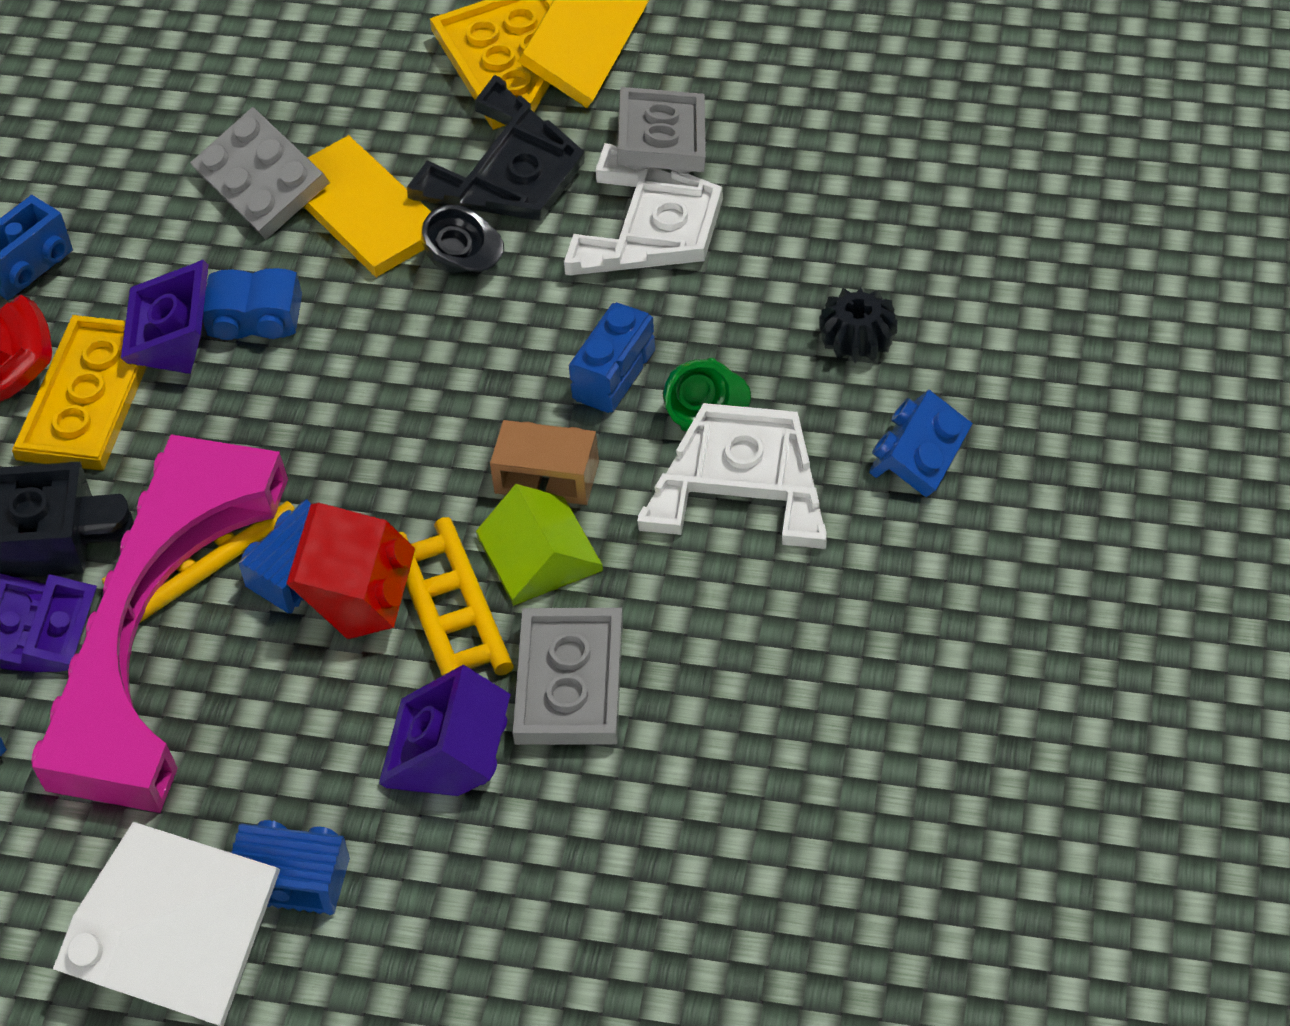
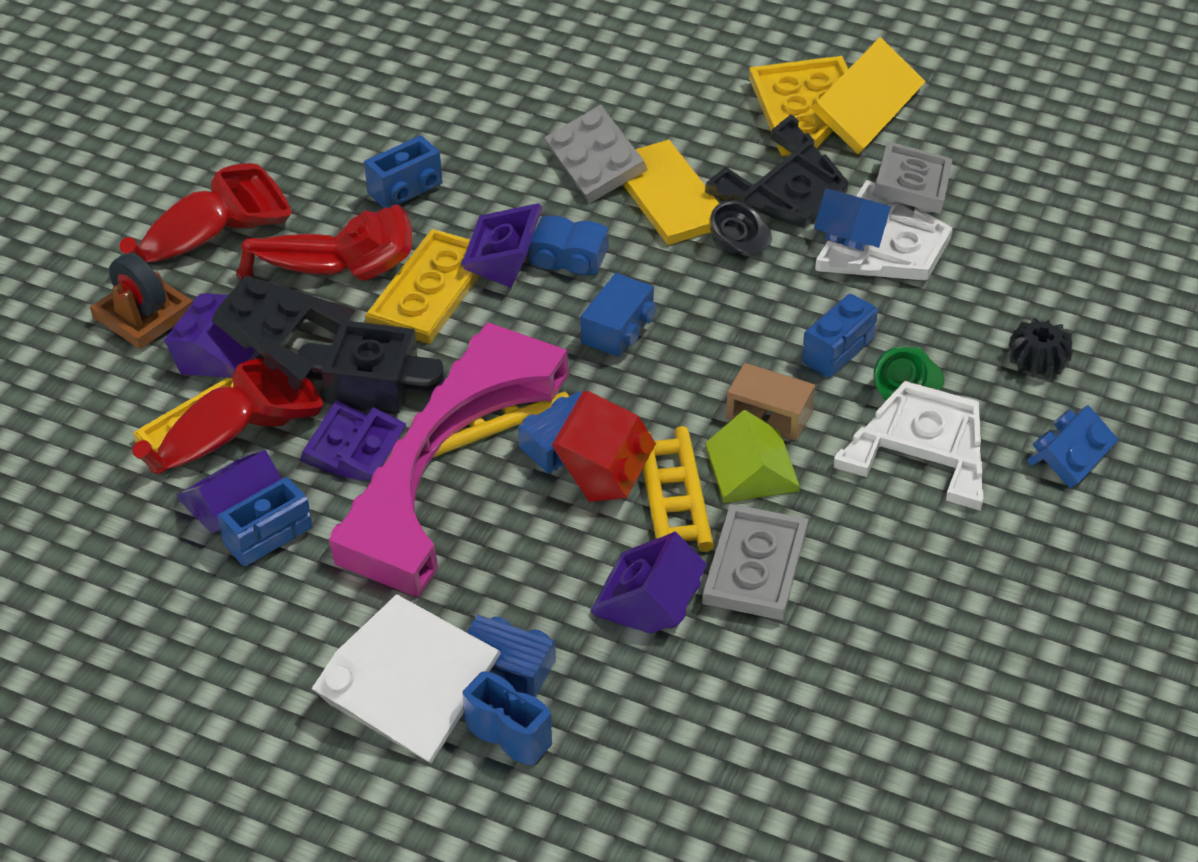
camera: 10 degrees right, 5 degrees down
(306, 950) = (507, 718): none -> blue brick
(333, 386) = (617, 315): none -> blue brick
(597, 202) = (851, 219): none -> blue piece

